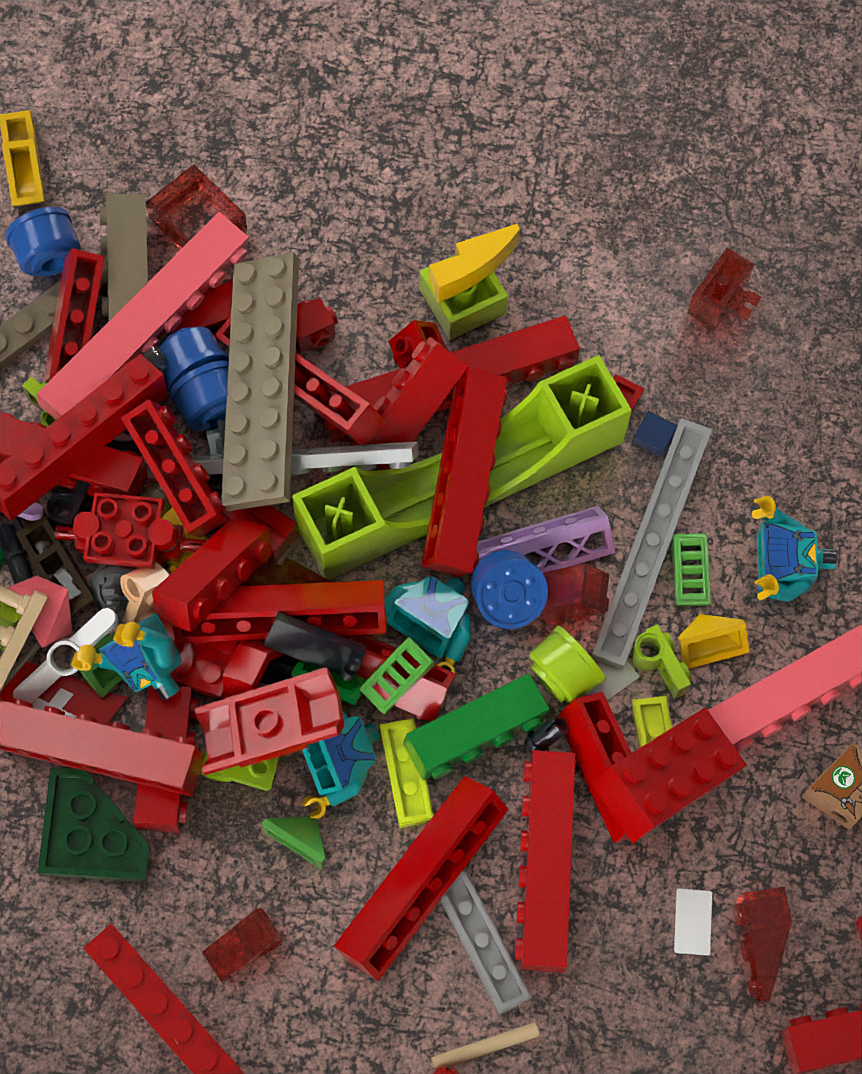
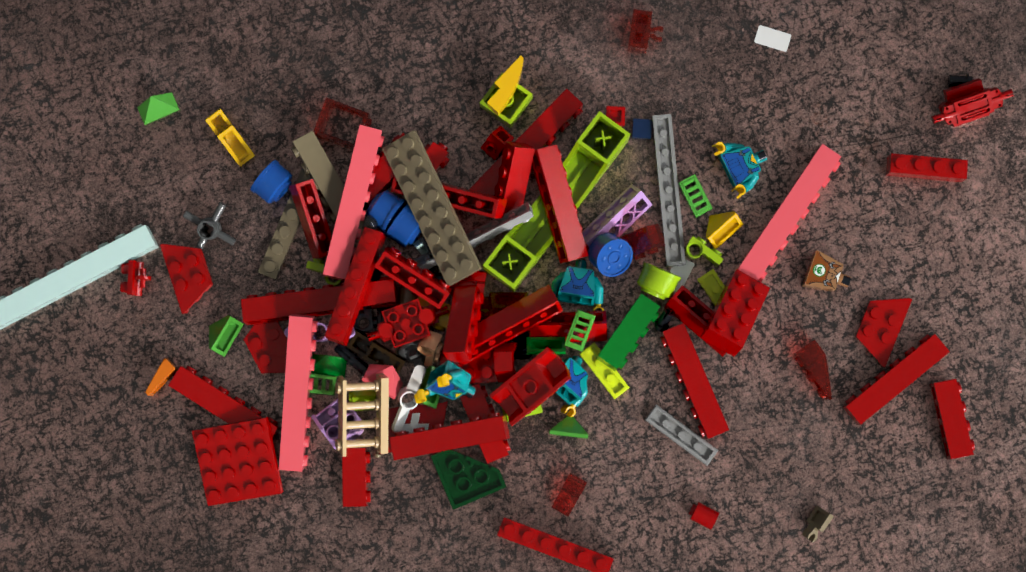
camera: 20 degrees left, 15 degrees up
(315, 646) = (532, 335): black hinge -> none
(421, 878) = (638, 420): red brick -> none
(485, 1046) = (707, 484): tan bar -> none
(693, 922) = (777, 375): white sticker -> none

